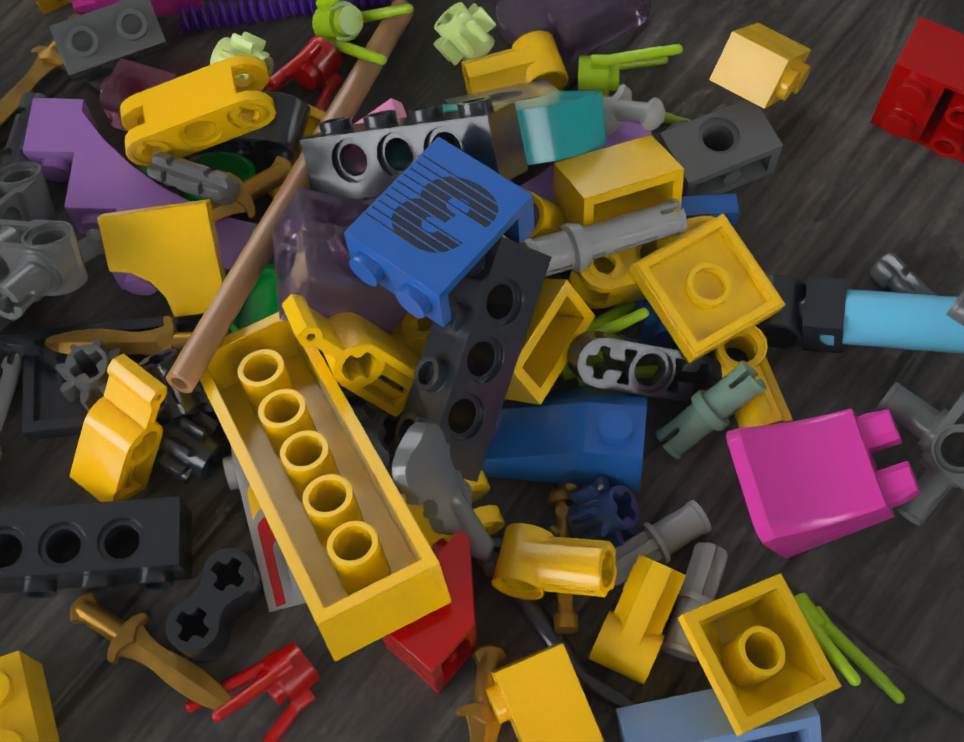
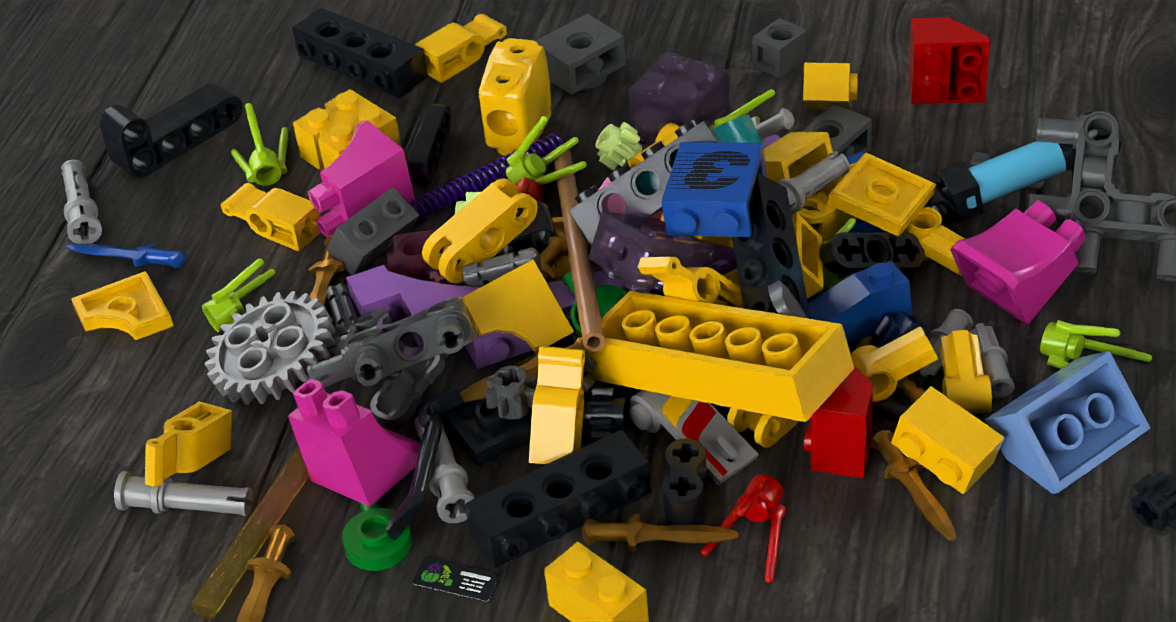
camera: 25 degrees left, 25 degrees down
(710, 410) = (929, 257): sand green pin -> none
(758, 653) = (1046, 342): yellow slope -> none

